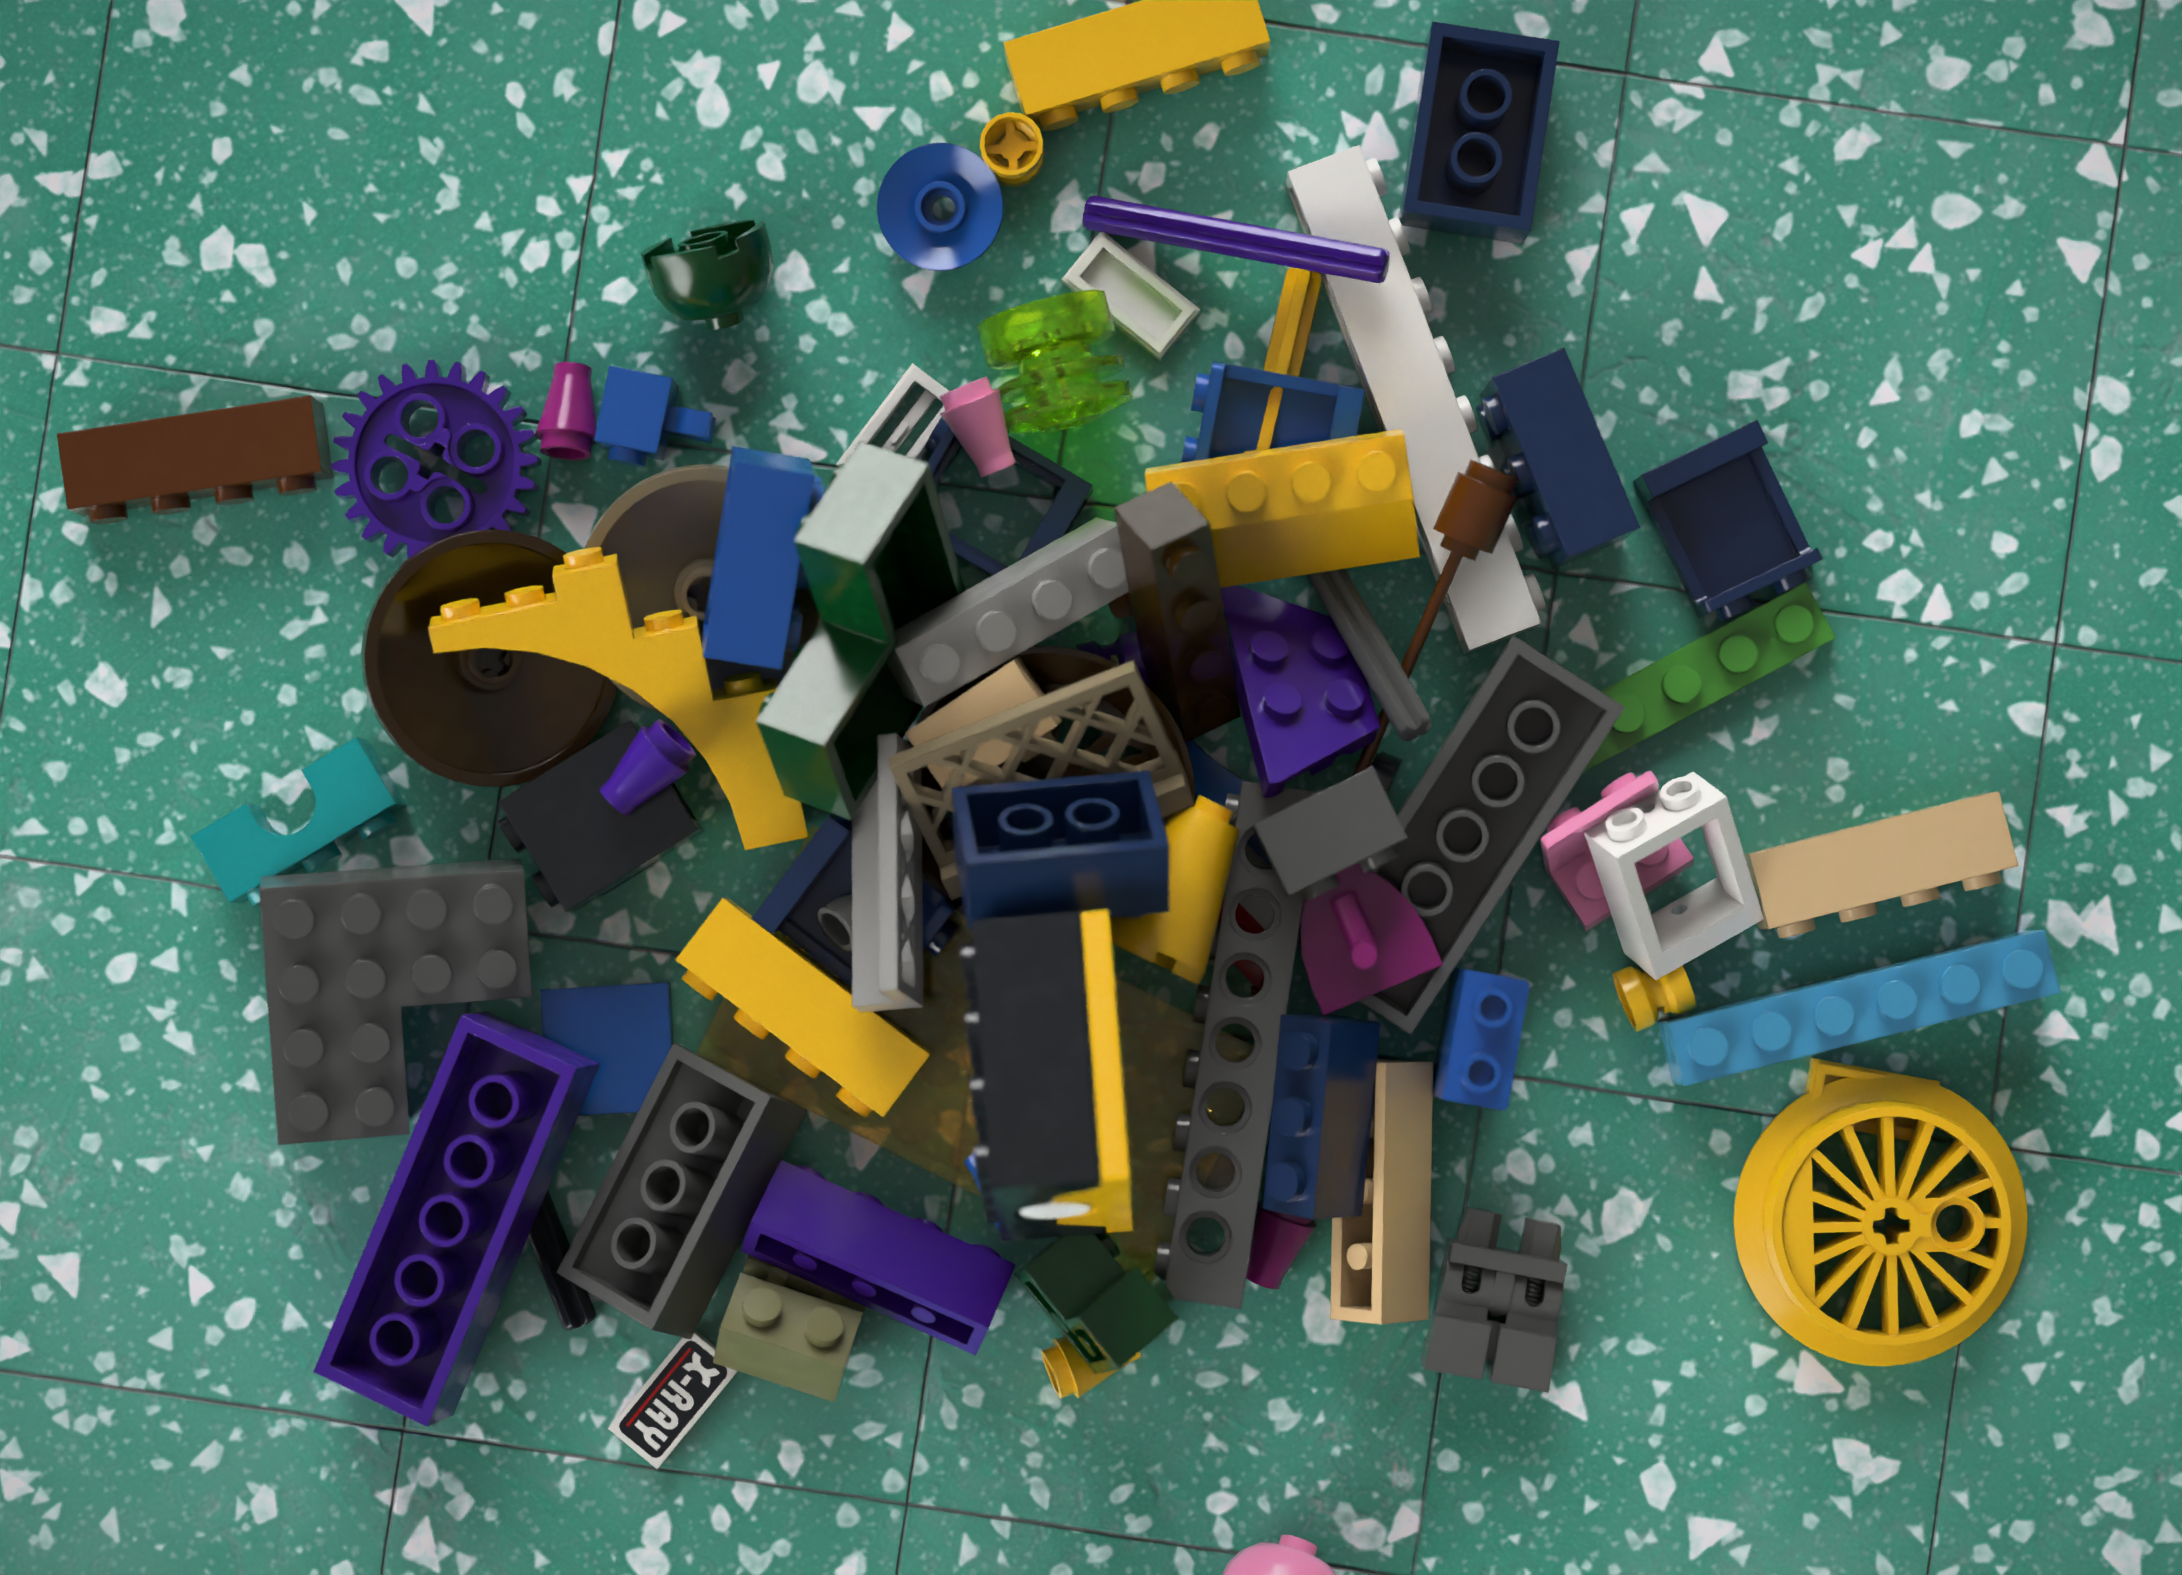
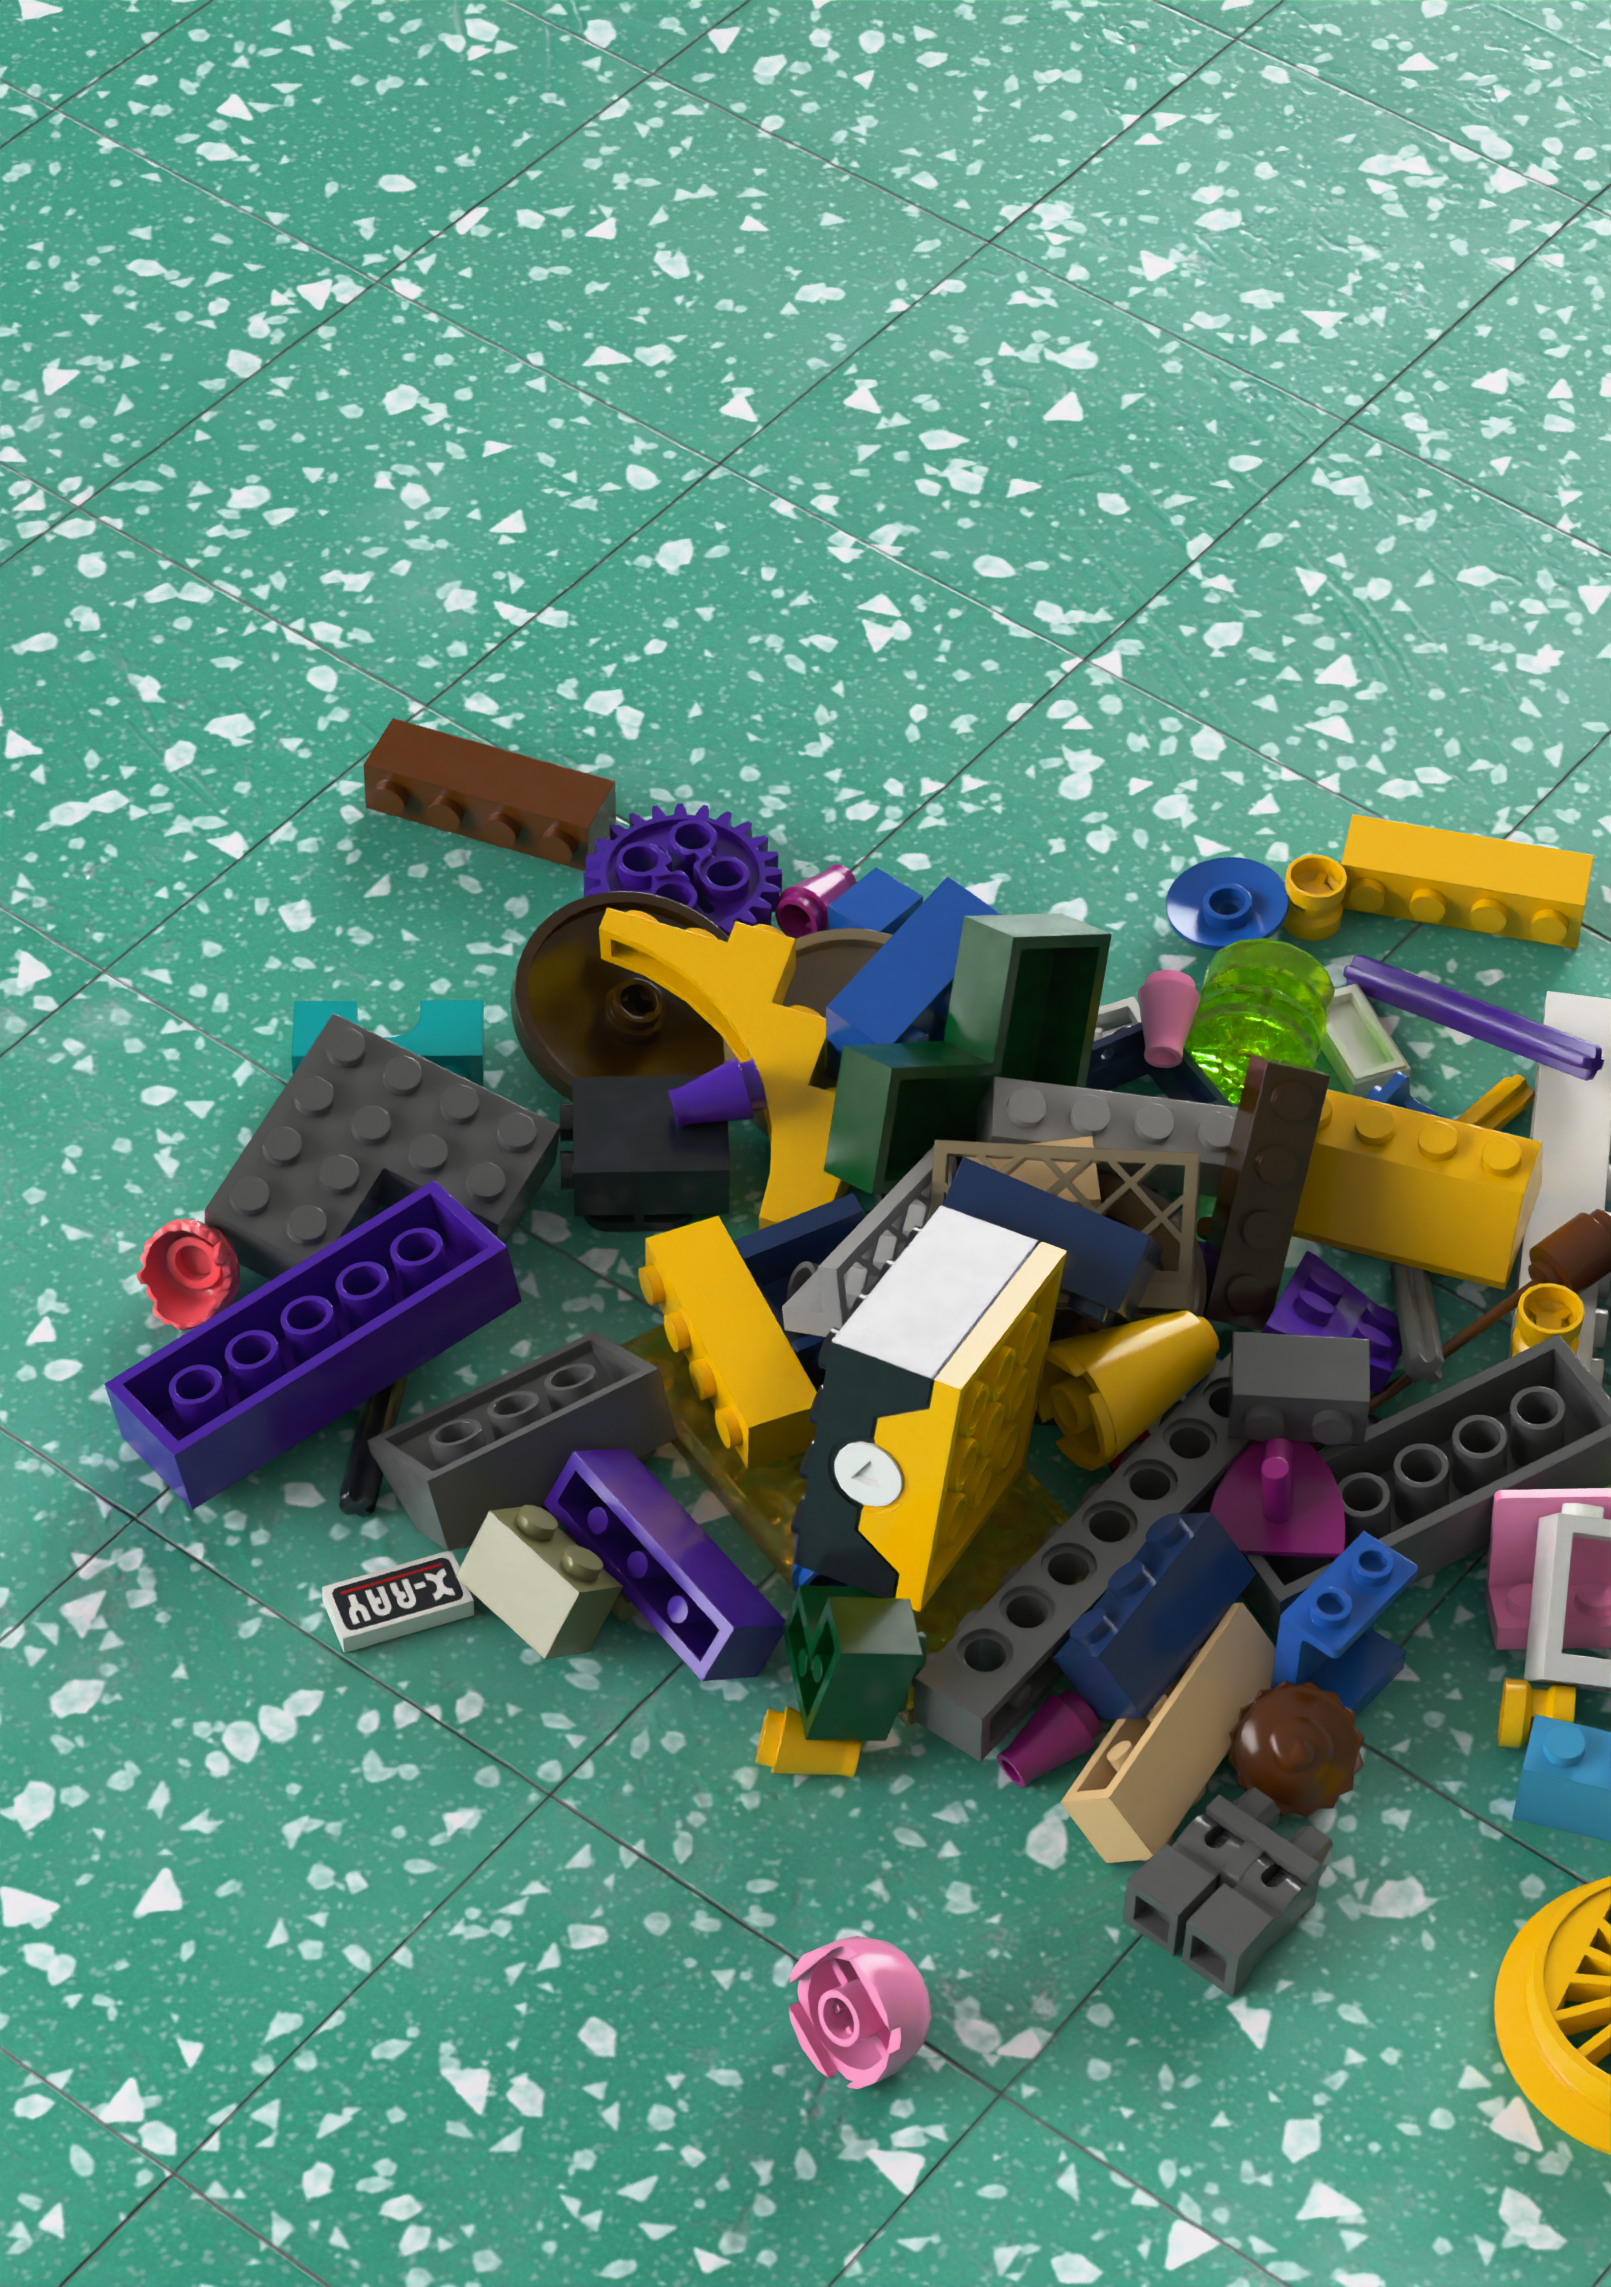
camera: 25 degrees right, 40 degrees down
(297, 1180) = (189, 1273): none -> coral hair
(621, 1029) = (547, 1318): blue tile -> none
(712, 272) = (1005, 854): dark green cylinder -> none
(1484, 1150) = (1297, 1747): none -> reddish brown piece
(1497, 601) = (1545, 1313): none -> yellow wheel

